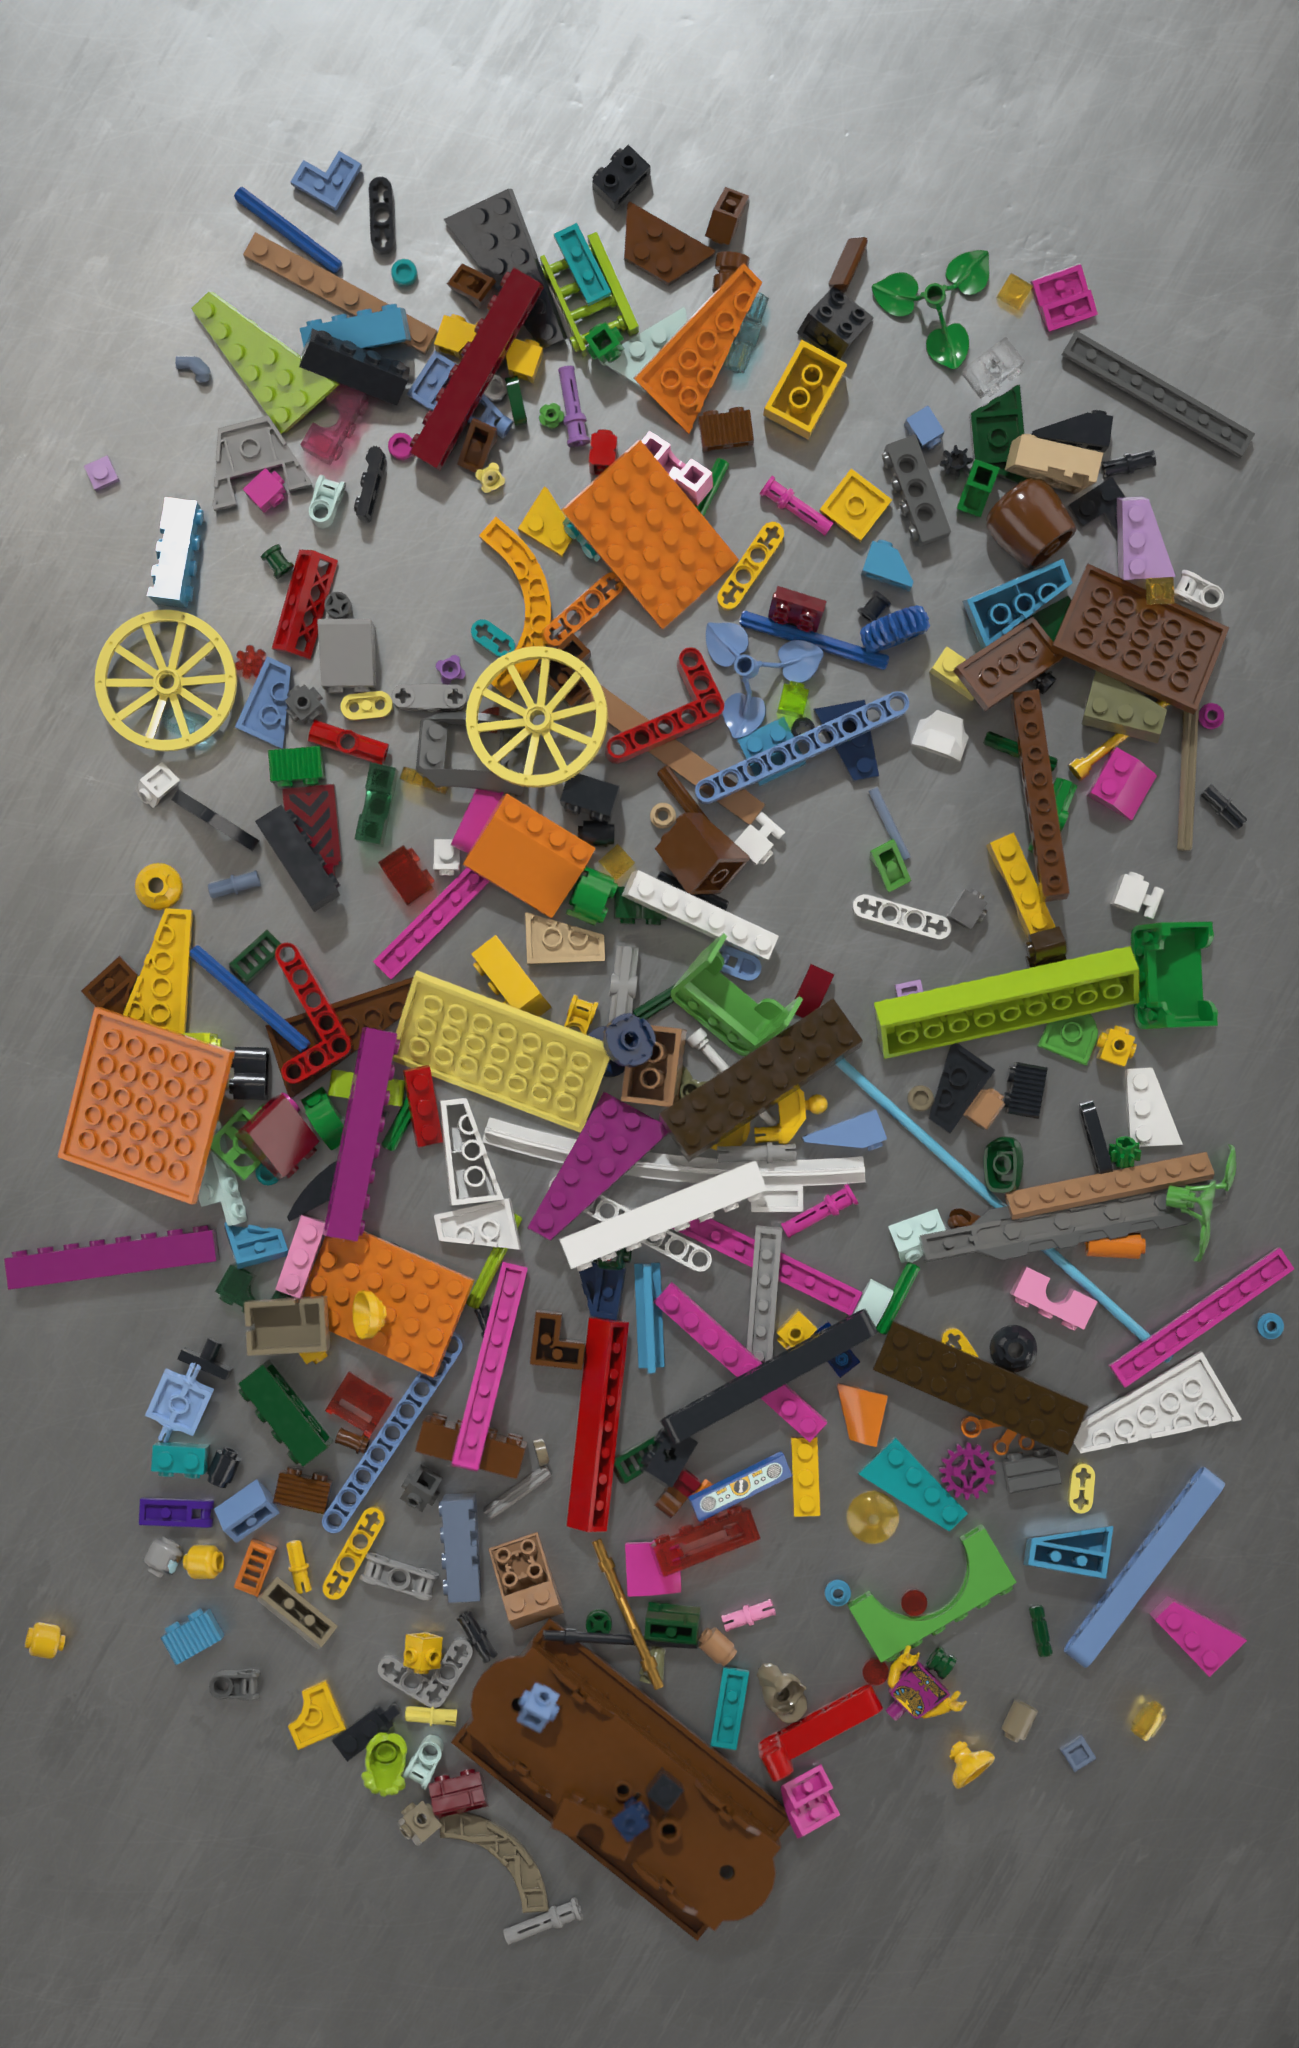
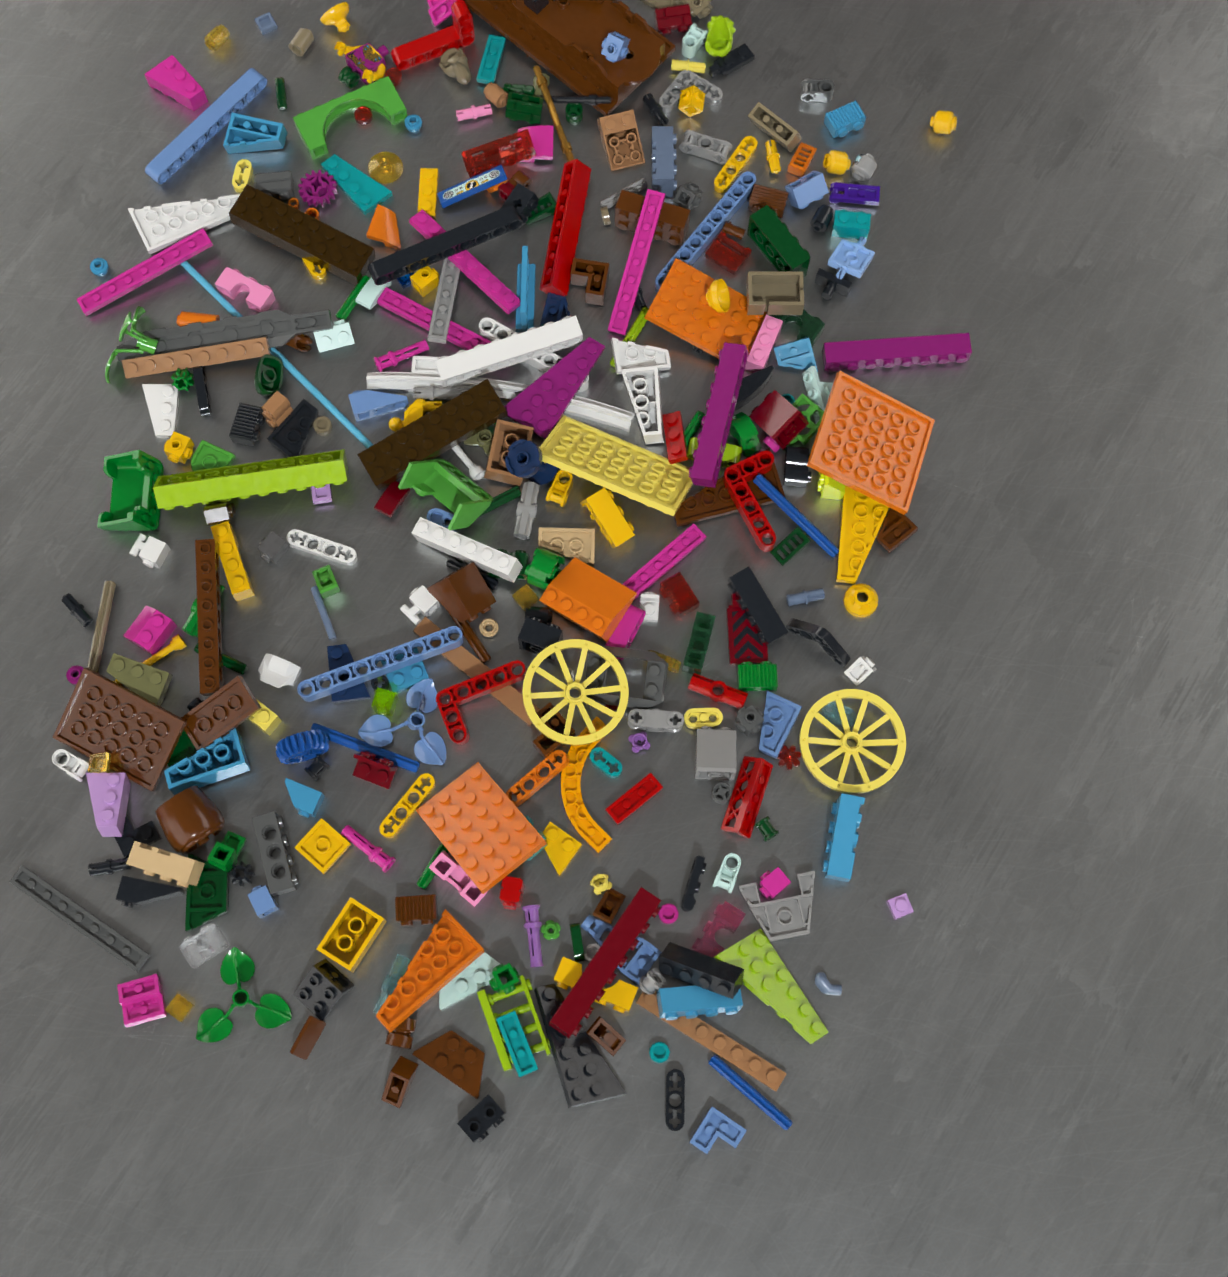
camera: 175 degrees left, 15 degrees down
(318, 1718) = (762, 71): yellow tile -> none
(416, 351) = (652, 981): none -> light grey brick
(453, 591) = (634, 798): none -> red plate
(683, 1656) = (518, 88): none -> dark green axle
(1001, 1341) = (280, 269): black piece -> none

